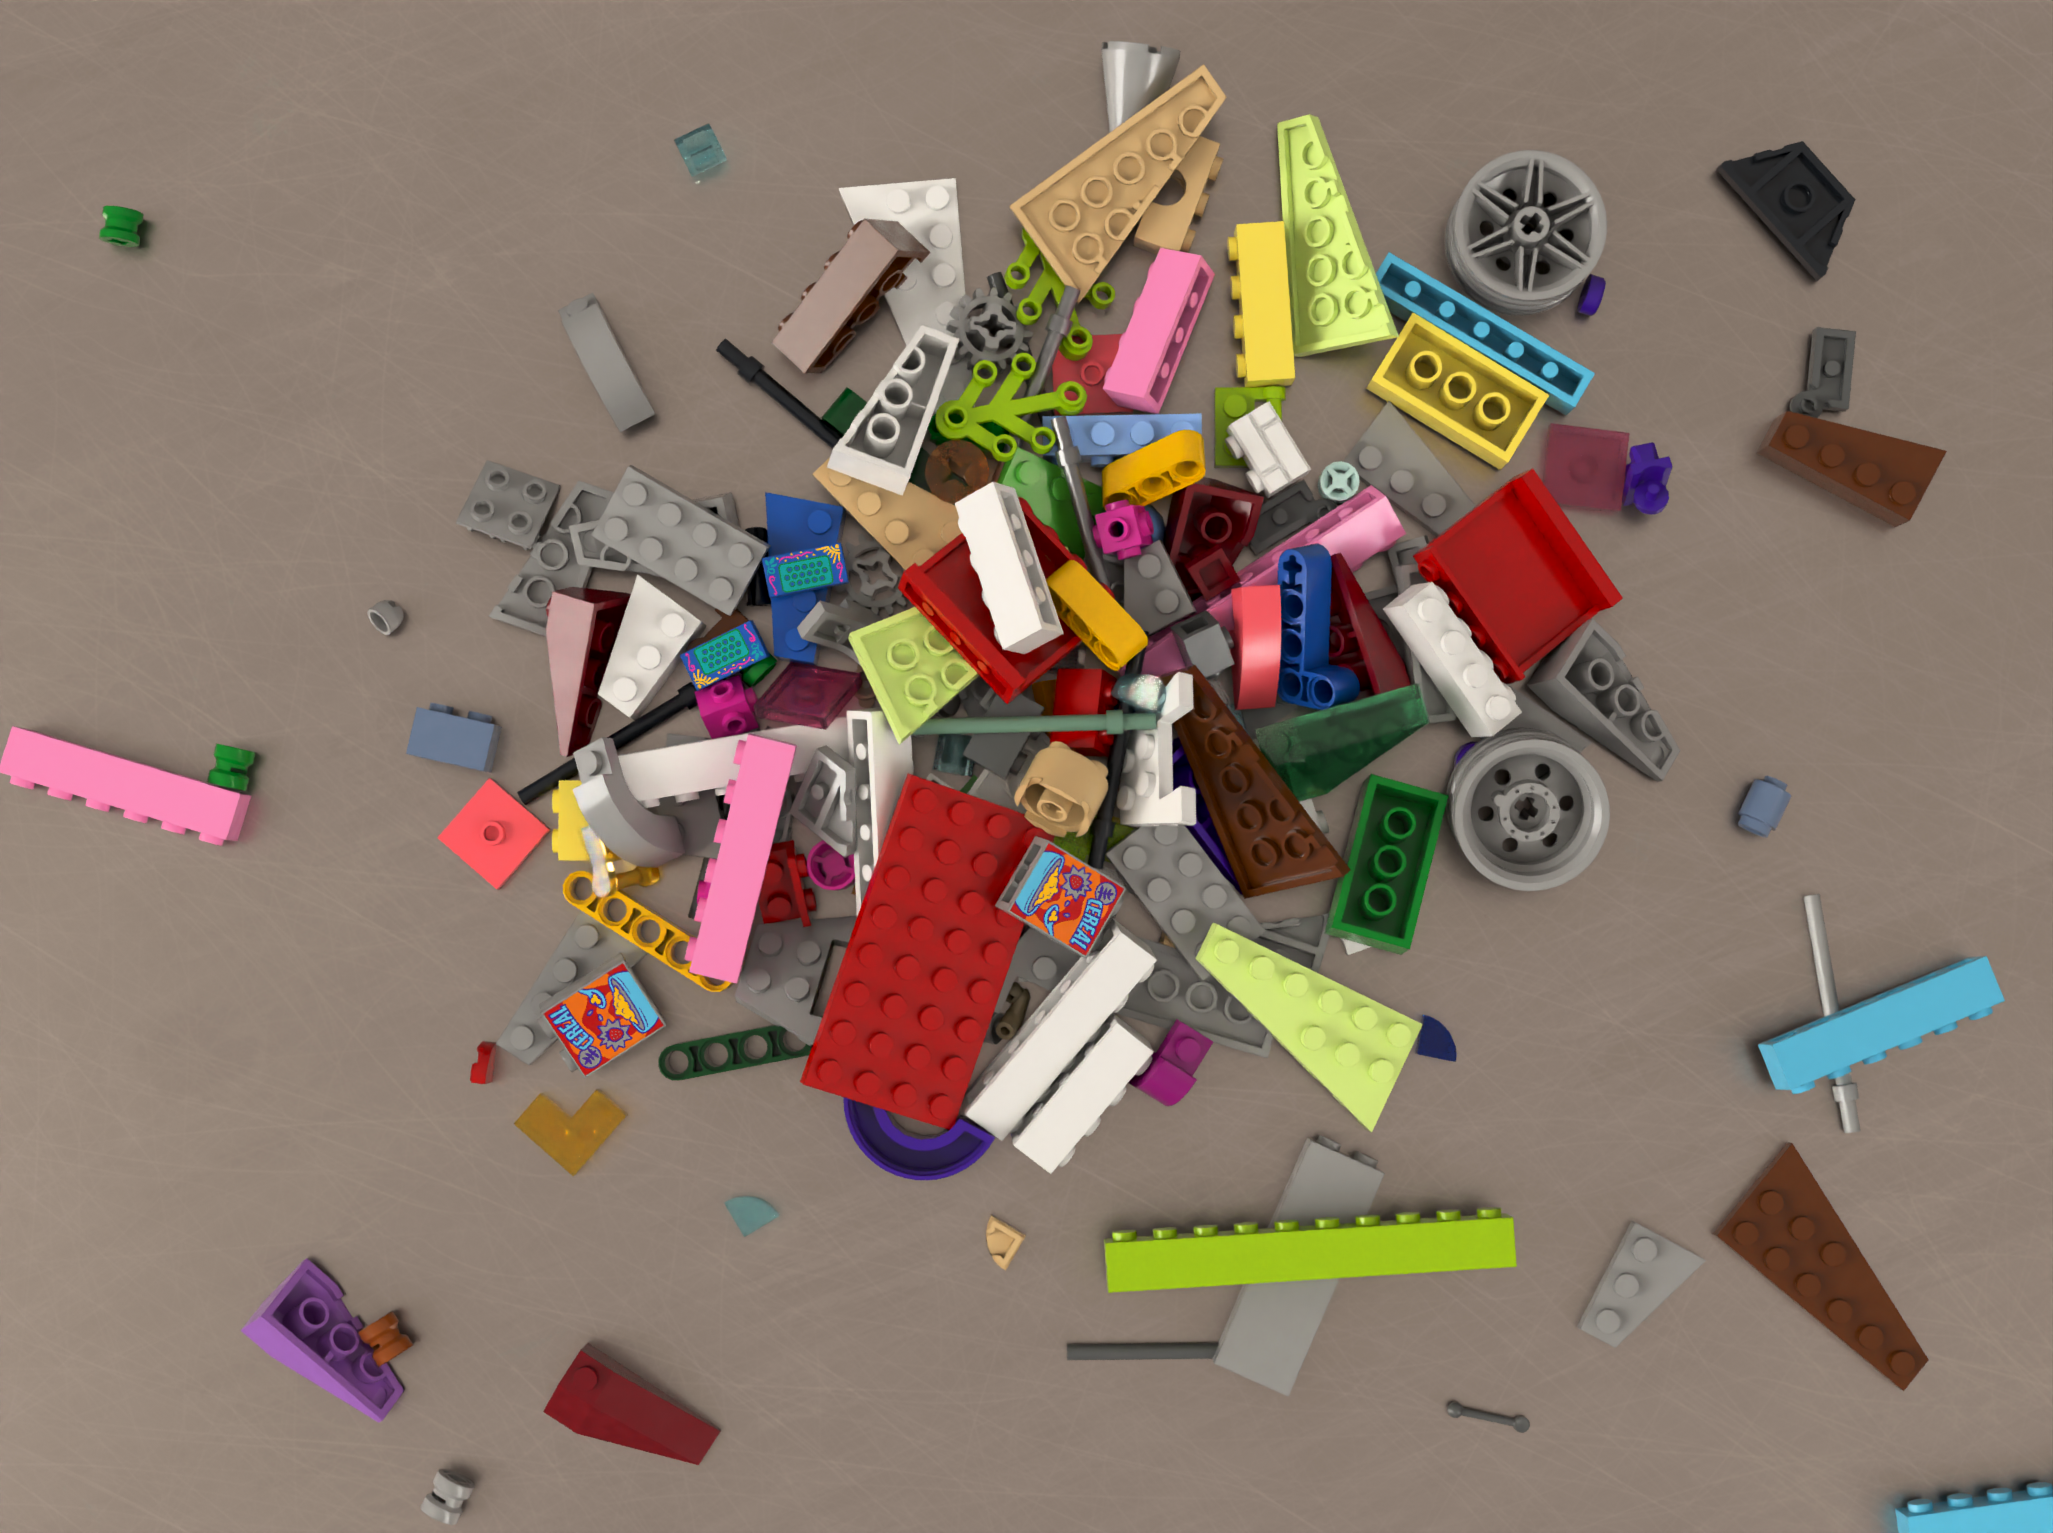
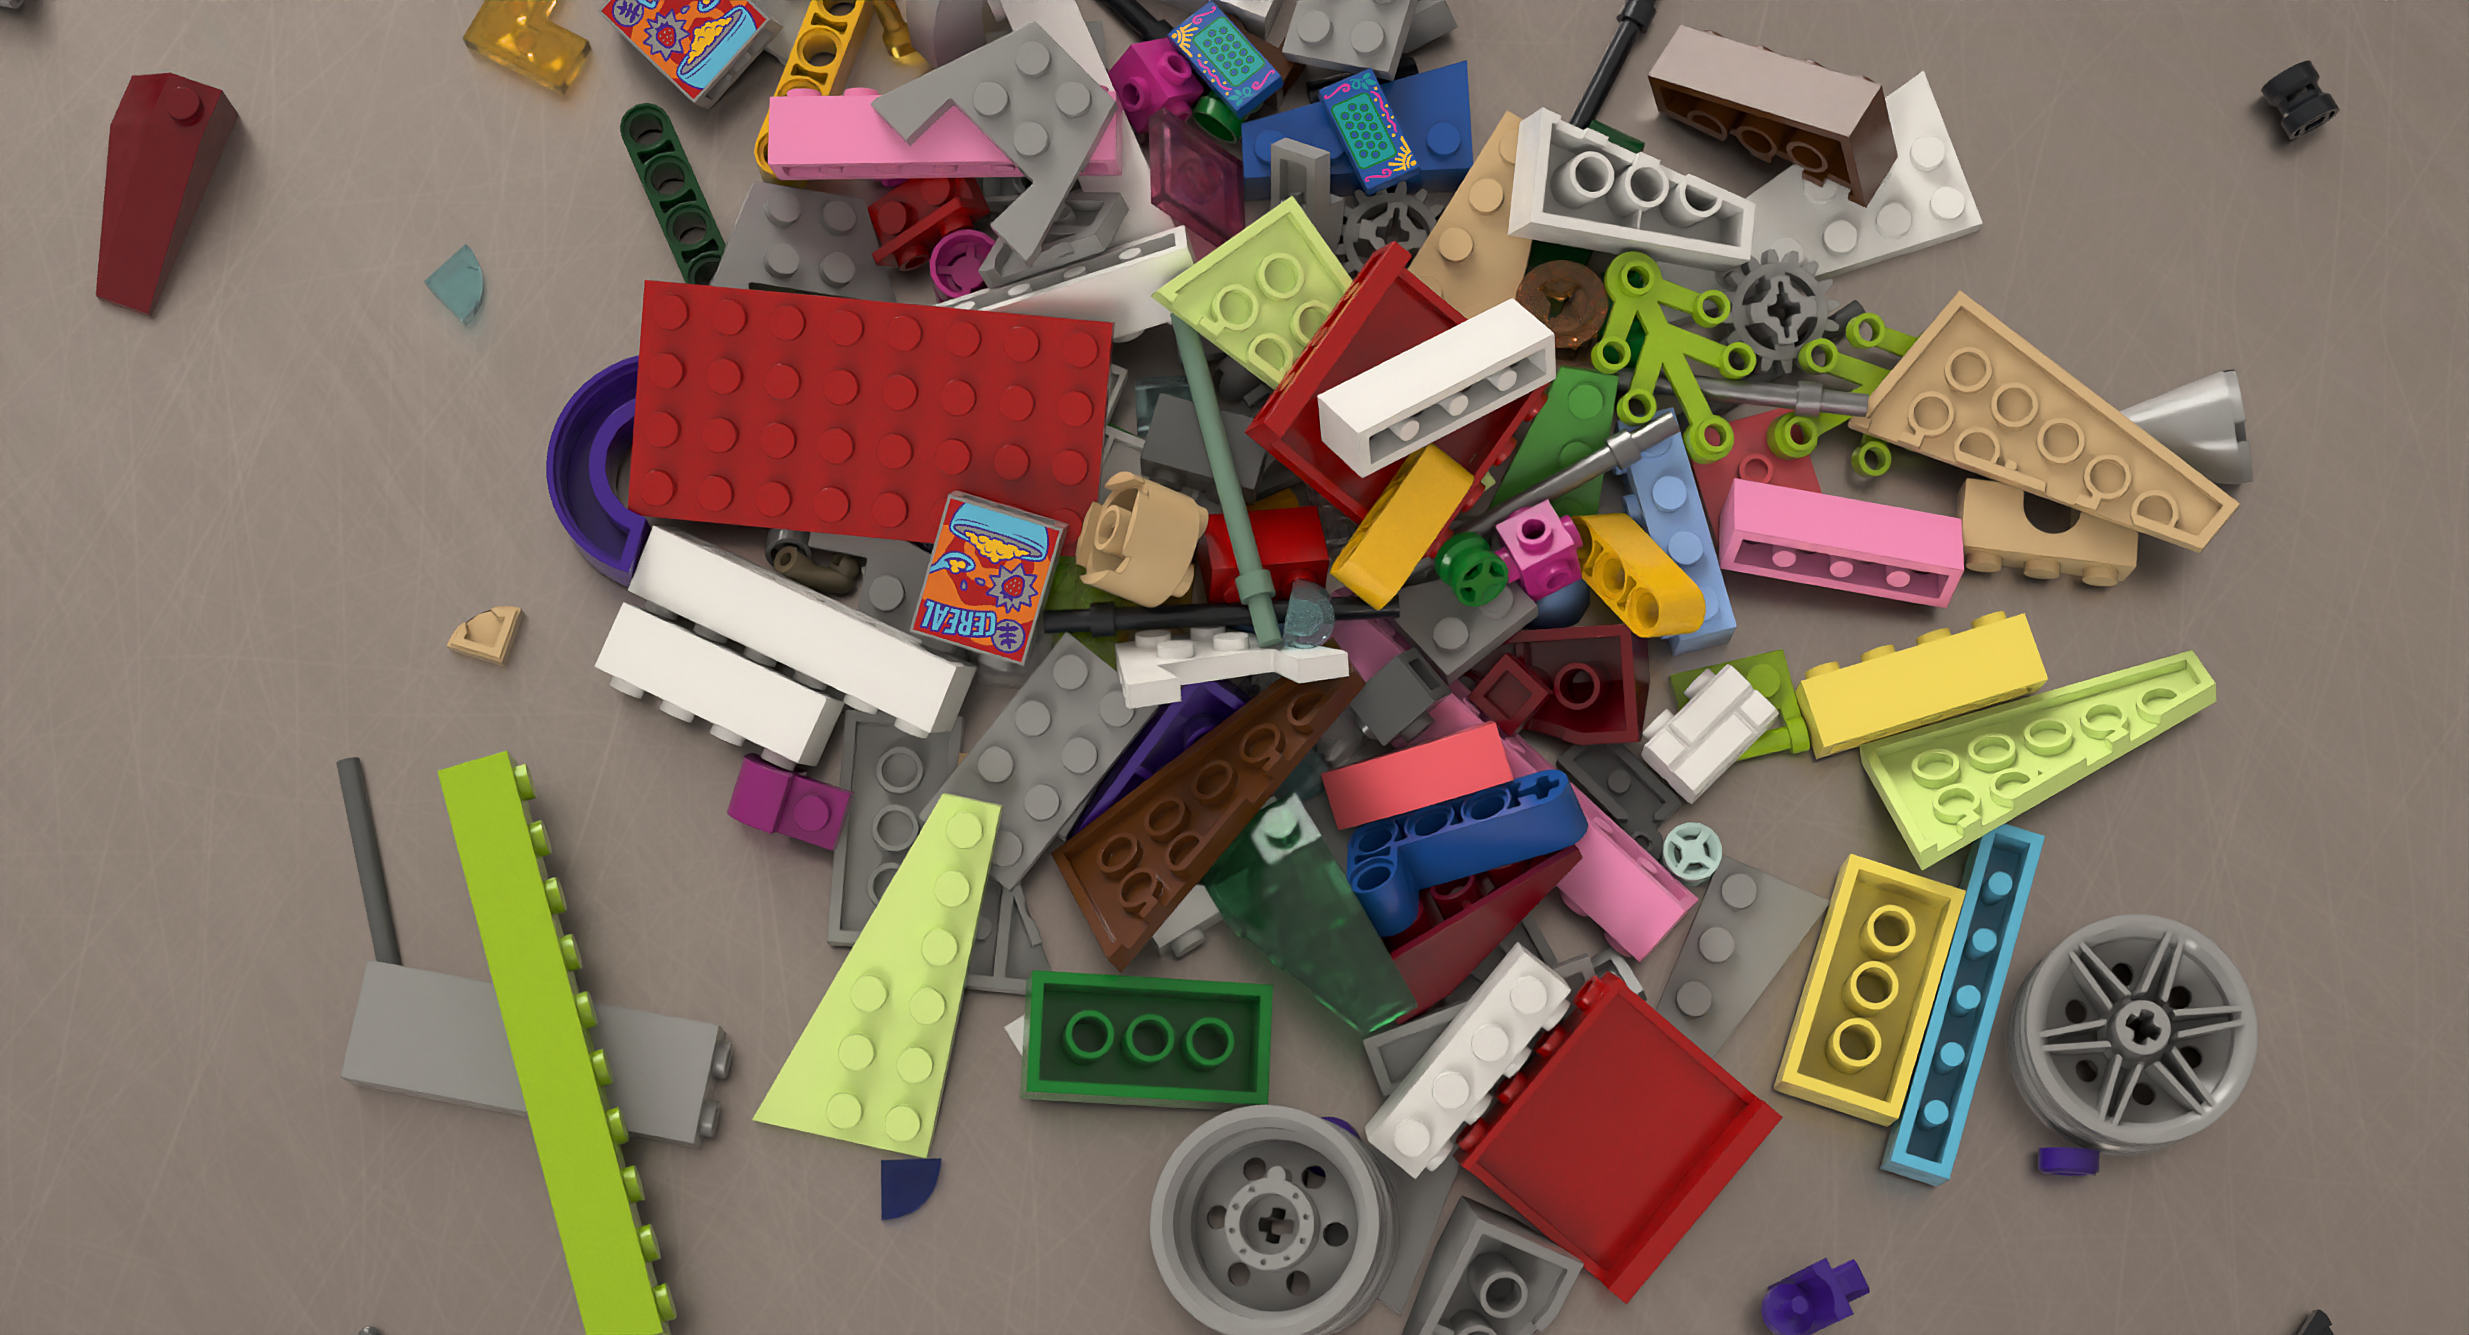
camera: 75 degrees right, 10 degrees down
(745, 795) = (1030, 106): none -> light grey wing
(1129, 577) = (1471, 569): none -> green wheel
(1585, 467) = (1808, 1209): clear pink plate -> none

